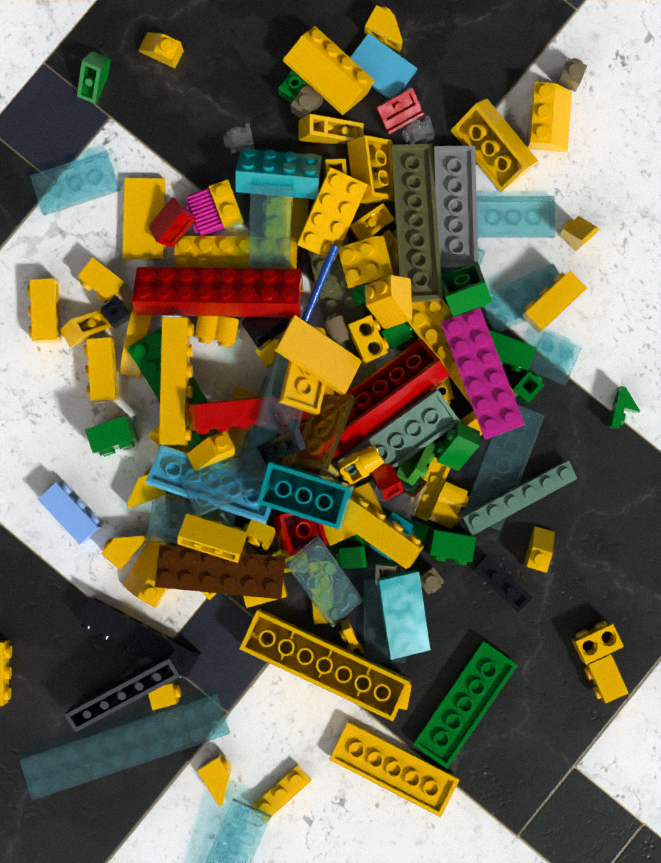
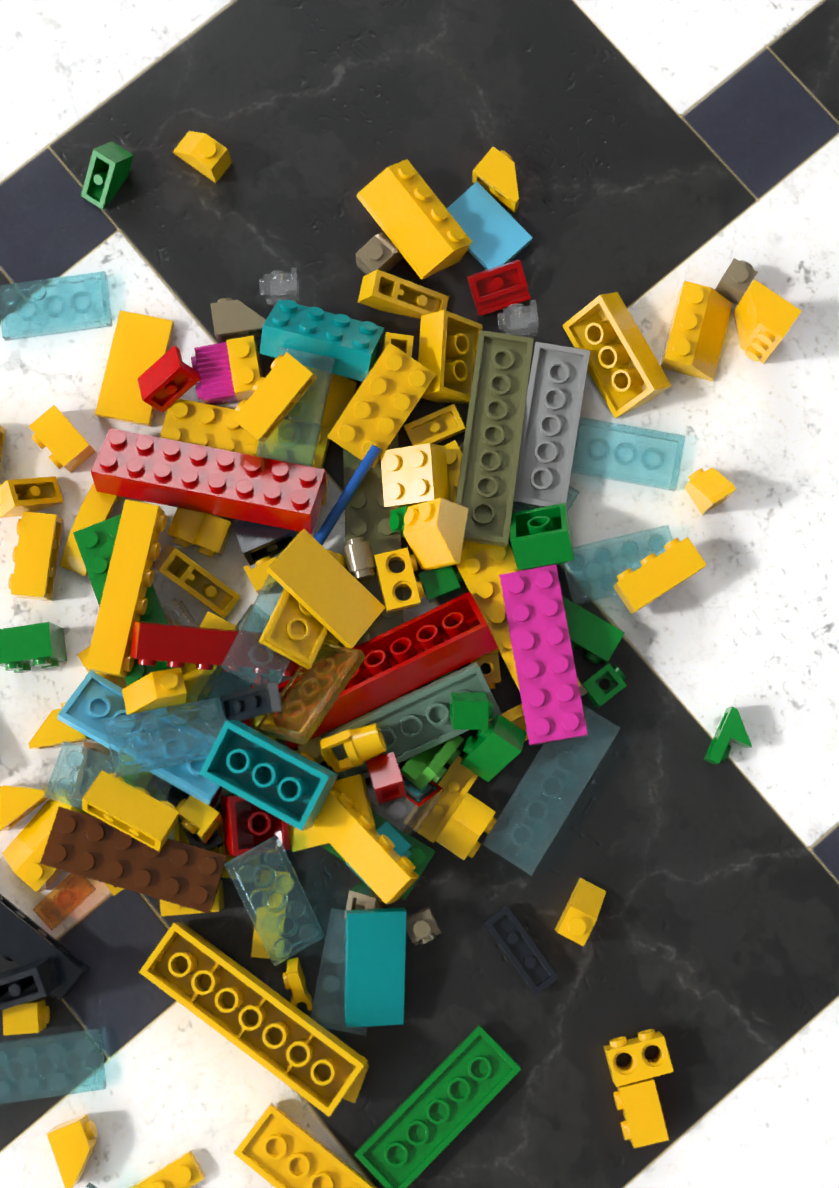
camera: 10 degrees right, 5 degrees down
(116, 312) = (70, 483): black brick -> none
(173, 609) = (64, 900): none -> clear orange plate
(212, 170) = (235, 320): none -> dark tan slope
(221, 366) = (196, 580): none -> yellow slope
(254, 222) = (274, 397): none -> yellow brick
(288, 91) = (356, 236): green brick -> none
(351, 557) = (320, 873): green slope -> none
(438, 423) = (470, 710): none -> green brick
(451, 545) = (459, 884): green brick -> none
(518, 497) = (564, 834): sand green plate -> none
(554, 358) = (647, 653): clear light blue plate -> none
(597, 102) = (762, 321): none -> yellow slope

